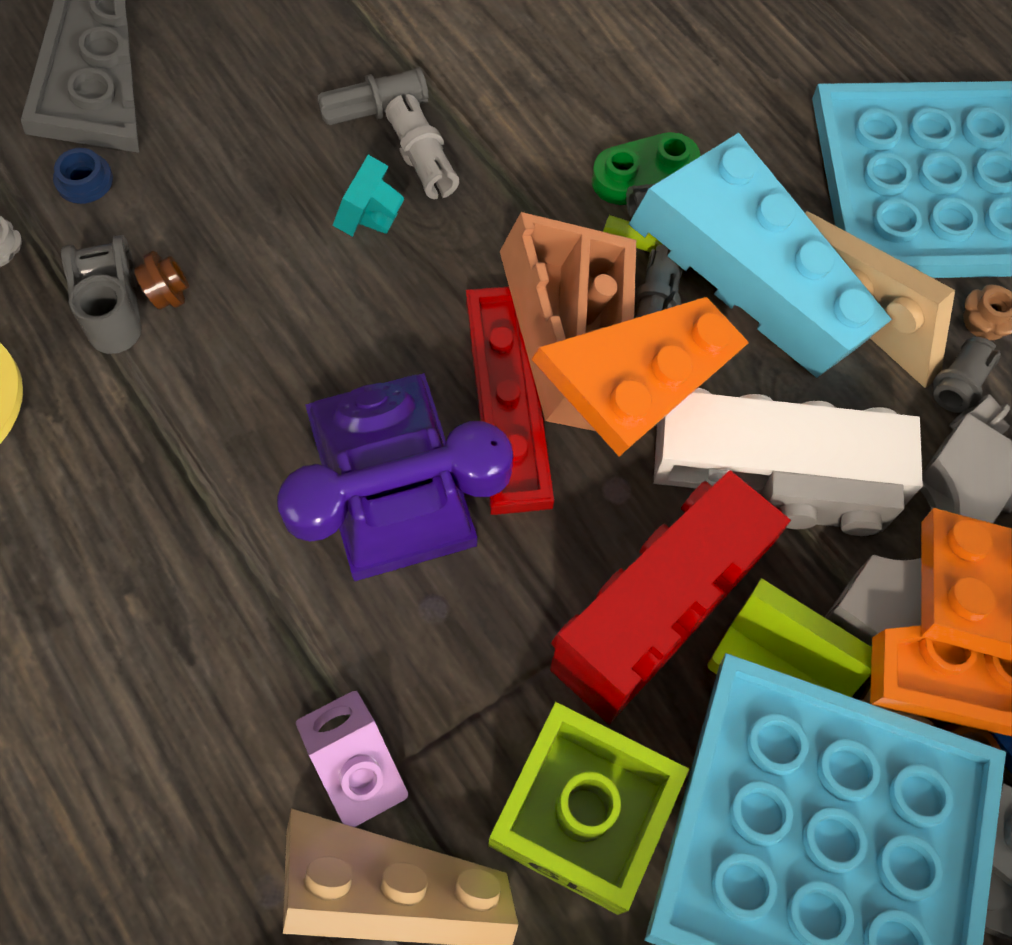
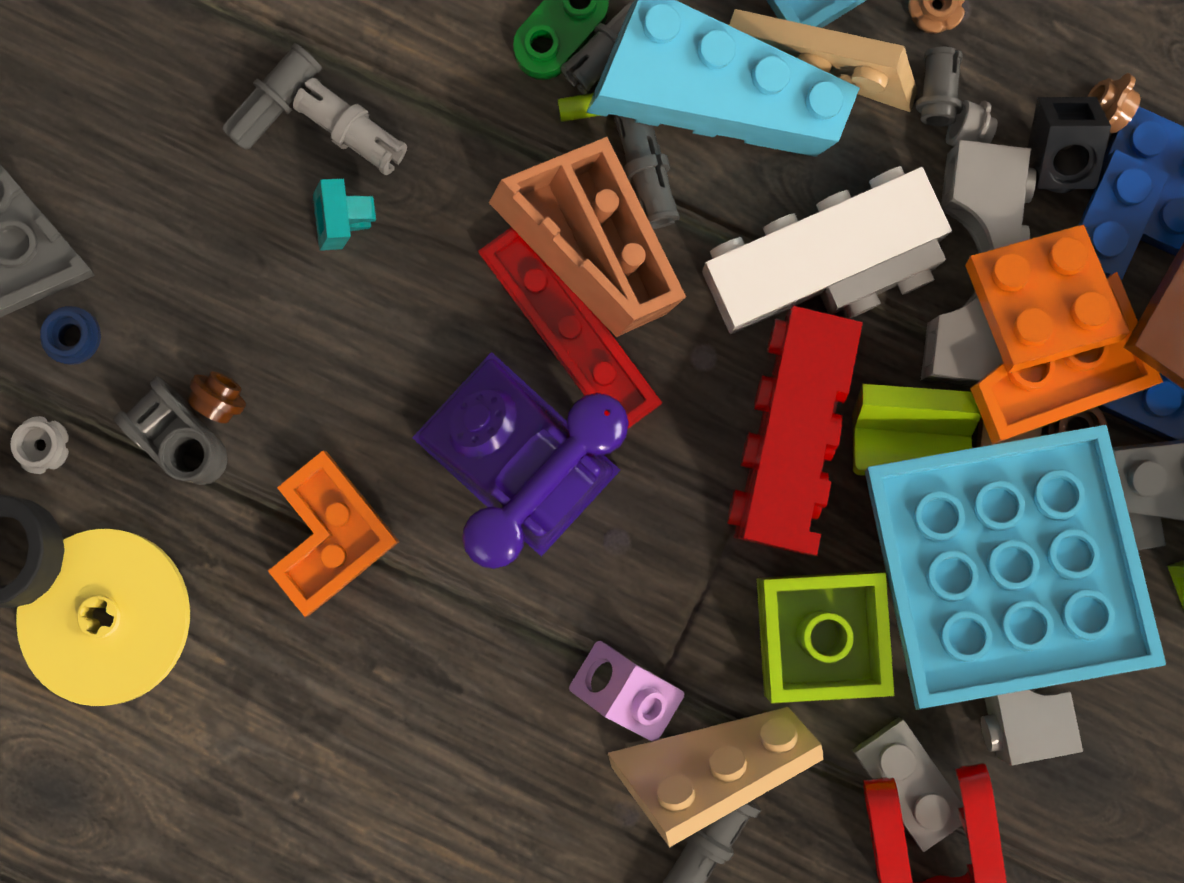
camera: 20 degrees left, 20 degrees up
(178, 460) = (344, 540): none -> orange plate
(640, 368) = (683, 263): orange wing -> none

